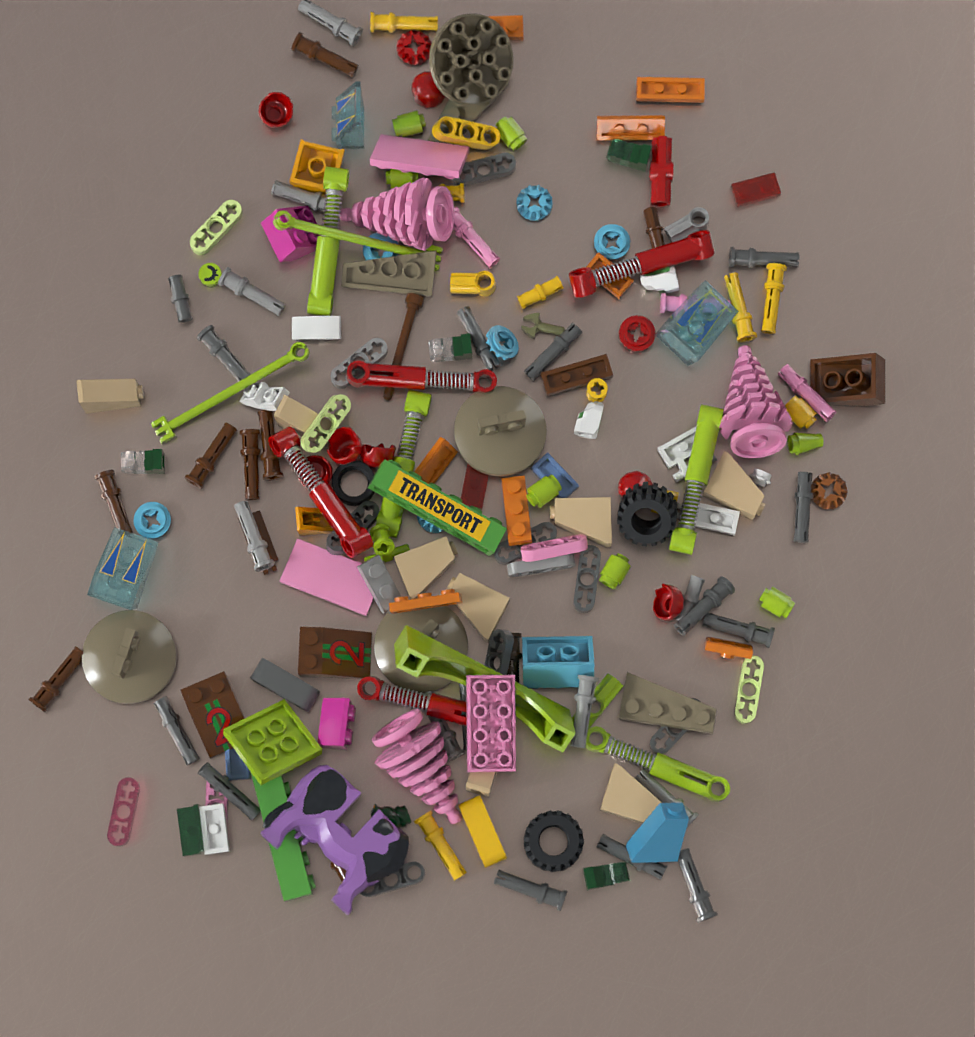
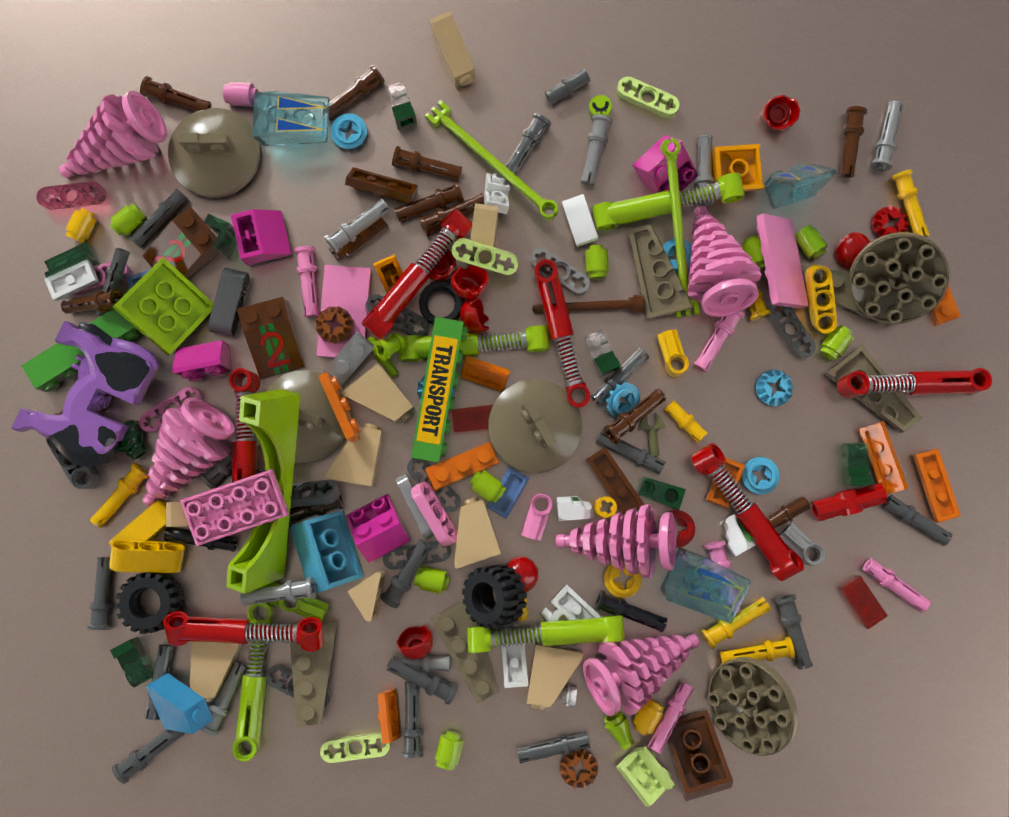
camera: 70 degrees right, 5 degrees up
(78, 613) = (239, 94): none -> bright pink brick
(78, 744) = (117, 134): none -> bright pink plant
(158, 809) = (80, 225): none -> yellow brick
(168, 760) = (127, 219): none -> lime brick
(215, 664) = (226, 239): none -> clear green panel
(218, 504) = (381, 185): none -> reddish brown plate
(230, 633) = (260, 235): none -> dark pink slope
(246, 804) = (74, 305): none -> reddish brown pin
(279, 601) = (307, 271): none -> bright pink pin
(344, 598) = (339, 333): none -> dark orange gear
(362, 325) = (597, 262): none -> lime brick
(371, 791) = (153, 412): none -> bright pink beam
(507, 780) = (185, 536): none -> black pin
(509, 828) = (146, 556): none -> yellow beam
(523, 344) = (627, 421): none -> reddish brown pin
(550, 606) = (377, 528): none -> dark pink slope
(562, 115) = (891, 406): none -> dark tan wing
(571, 76) = (916, 383): none -> red piece
(588, 457) = (536, 519): none -> bright pink piece
(588, 810) = (184, 629): none -> red piece
(600, 334) = (662, 493): none -> leg
(608, 598) = (401, 582): none -> dark grey pin
(610, 629) = (367, 595): none -> tan slope
(632, 386) = (627, 541): none -> bright pink plant
(676, 389) = (616, 588): none -> yellow gear
(689, 122) = (910, 515): none -> dark grey pin
(692, 406) = (620, 607): none -> black pin
(707, 557) = (474, 667): none -> dark tan wing
(742, 160) = (888, 579): none -> bright pink pin
(816, 315) = (753, 706): none -> dark tan bracket
(851, 431) = (645, 775): none -> yellowish green bracket

